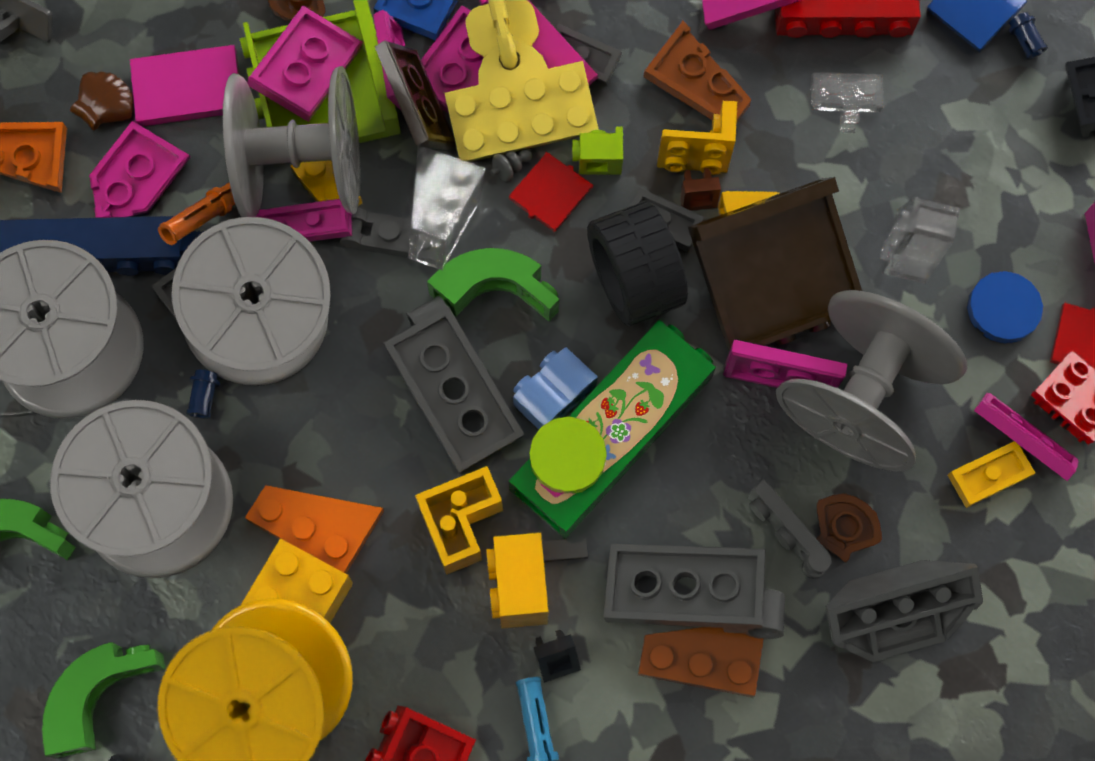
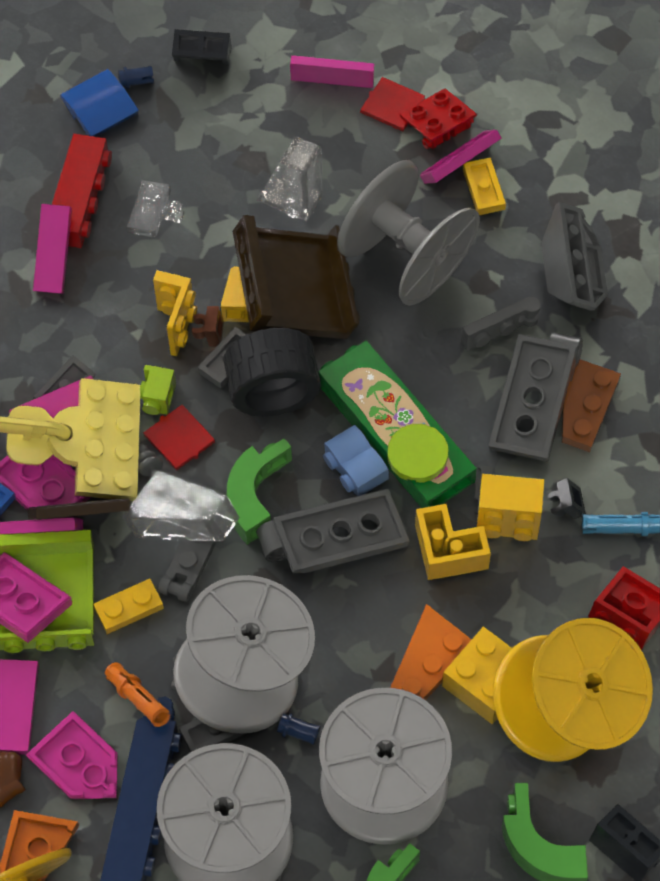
camera: 75 degrees left, 10 degrees down
(252, 147) = (114, 563): light grey piece -> none
(313, 220) = (162, 630): dark pink tile -> none
(692, 76) = (106, 312): dark orange wing -> none
(774, 366) = (379, 295): dark pink tile -> none
(847, 525) = (503, 286): reddish brown animal -> none
(1005, 307) = (355, 147): blue tile -> none

